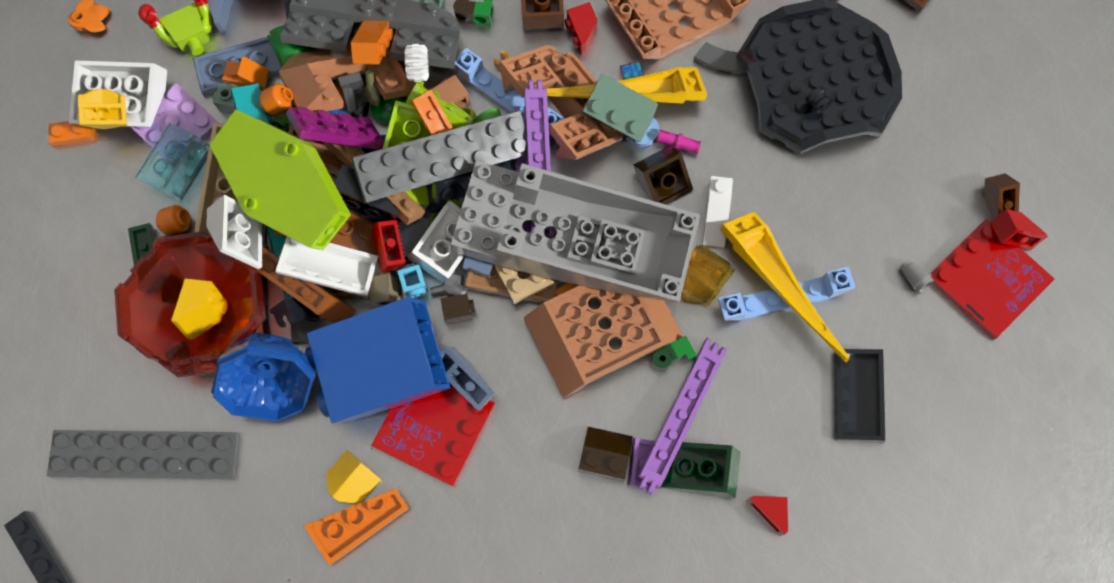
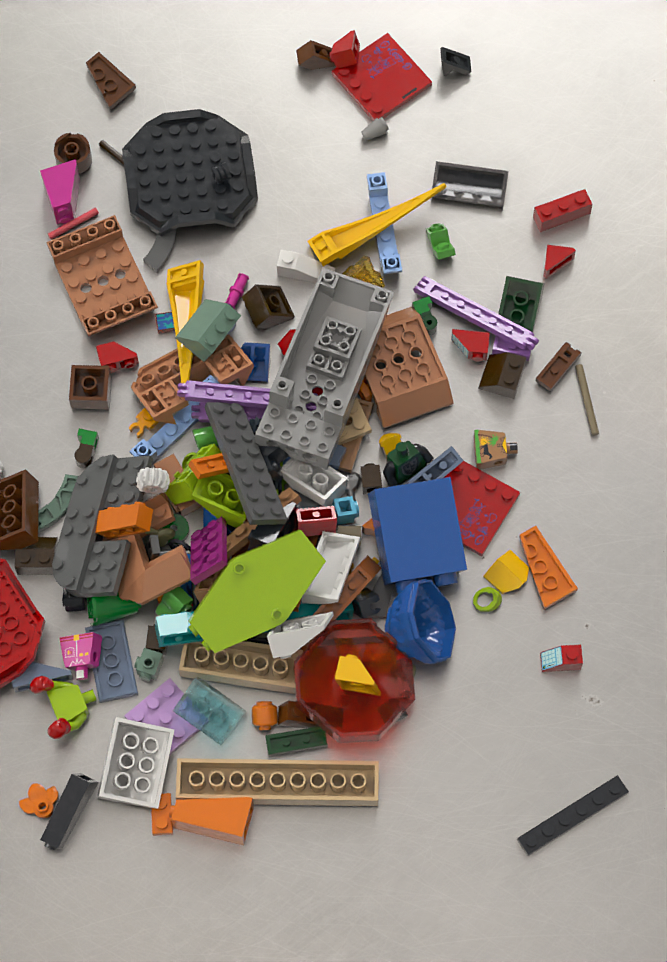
camera: 85 degrees left, 5 degrees down
(52, 178) = (214, 817): none -> orange slope
(73, 40) = (68, 810): none -> black slope
(92, 242) = (280, 781): none -> tan brick
(102, 109) = (154, 765): yellow slope -> none
(143, 454) = (475, 742): dark grey plate -> none
(239, 31) = (81, 653): none -> dark pink torso
(239, 551) = (562, 658): none -> red slope
(245, 73) = (126, 650): orange slope -> none
(276, 99) = (174, 600): orange head -> none
(319, 466) = (497, 599): none -> lime piece
(476, 344) = (405, 462): none -> torso
(499, 329) = (389, 441): none -> yellow tile
(505, 447) = (492, 449): none -> medium nougat torso
(584, 563) = (587, 400): none -> dark tan bar
(594, 167) = (260, 356): none -> blue slope
(624, 523) = (558, 366): none -> reddish brown plate
(641, 415) = (472, 343): none -> red slope
(776, 365) = (439, 241): none -> bright green slope
(842, 515) = (562, 210): none -> red brick
(1030, 362) = (454, 61): none -> black slope

